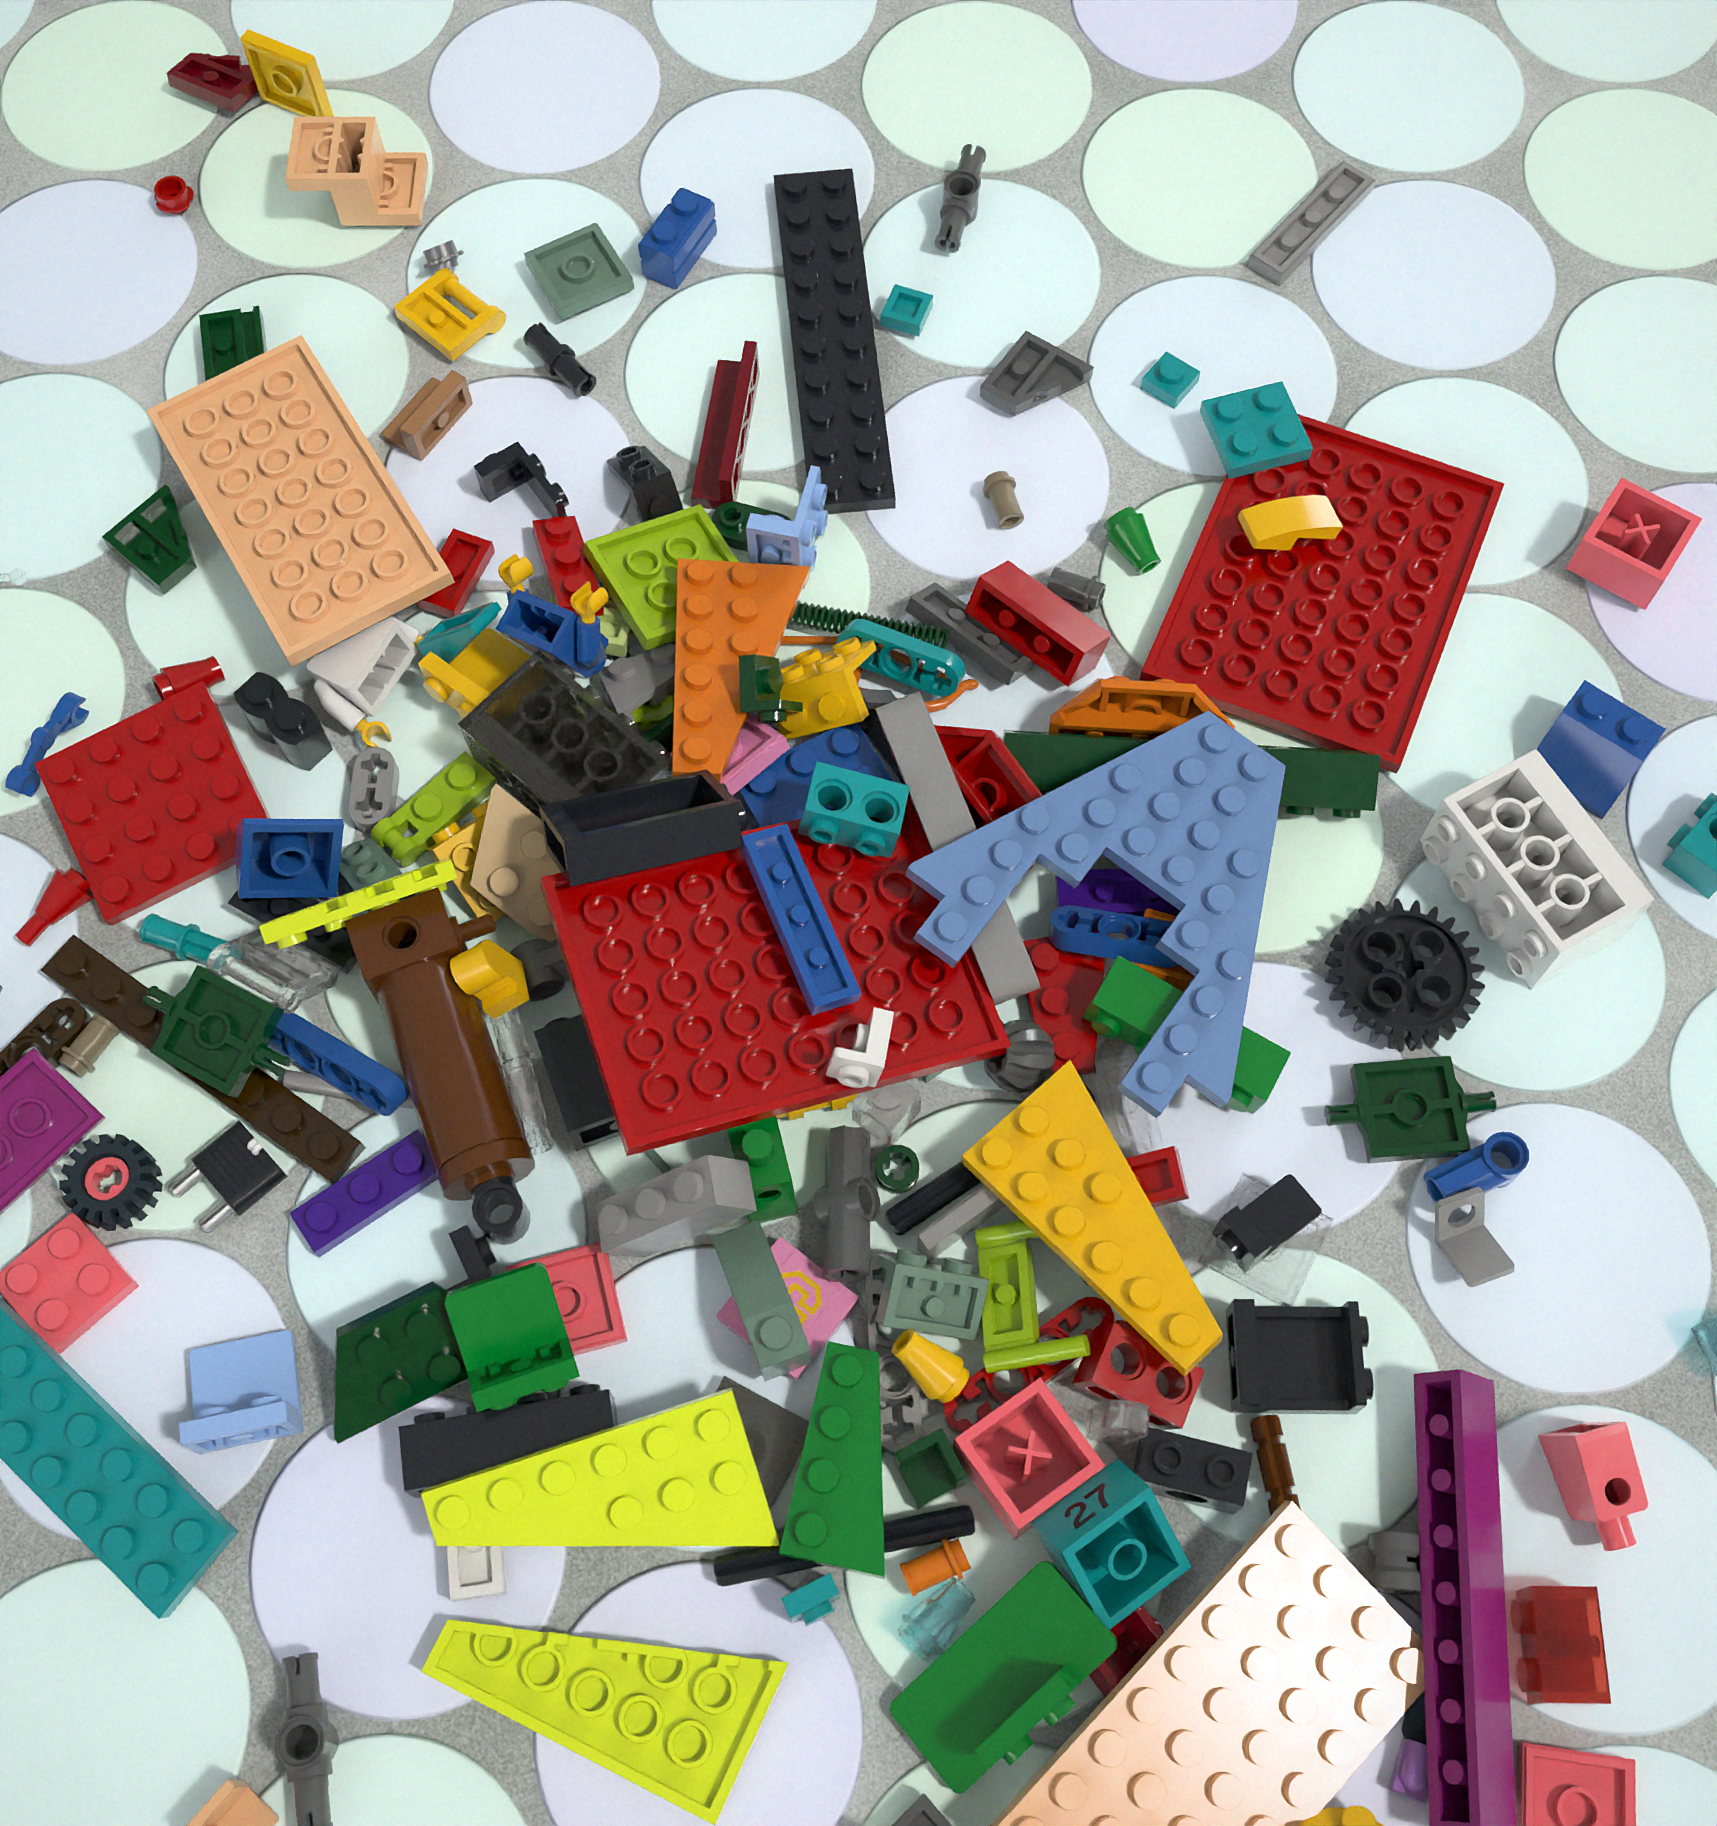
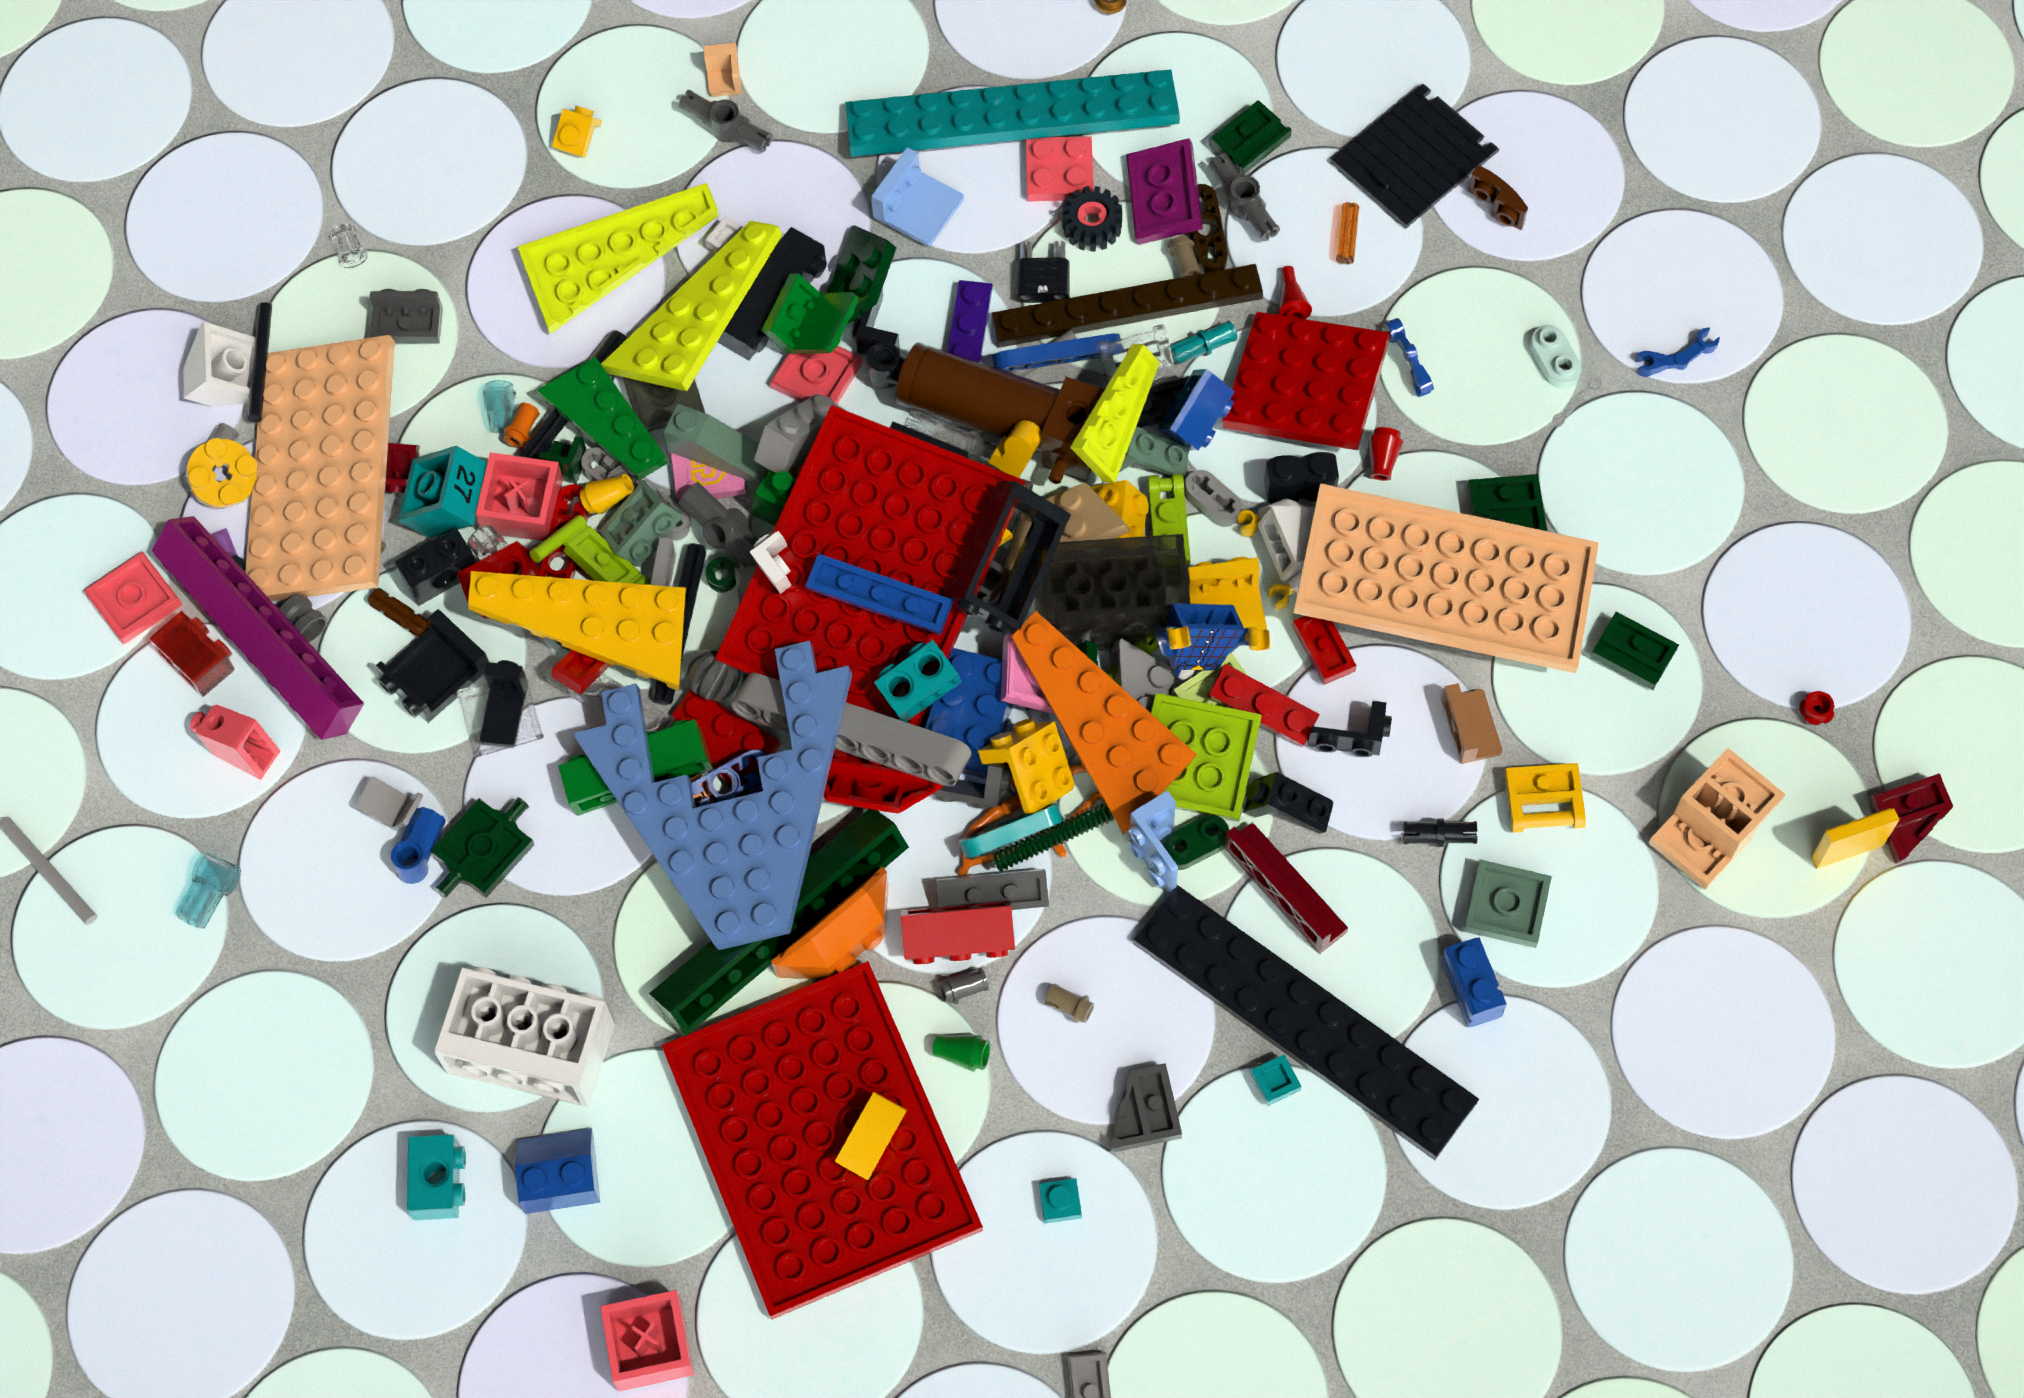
camera: 135 degrees right, 0 degrees up
(217, 1031) = (1118, 305): dark green plate -> none
(442, 256) = (1600, 828): flat silver plate -> none
(457, 632) = (1261, 596): teal slope -> none
(761, 687) = (1044, 706): dark green bracket -> none
(812, 1601) = (564, 357): teal plate -> none
(960, 198) = (1348, 1218): dark grey pin -> none
(1004, 1678) = (440, 401): green bracket -> none
(1255, 429) = (960, 1194): teal plate -> none
(1446, 974) = (525, 942): black gear -> none

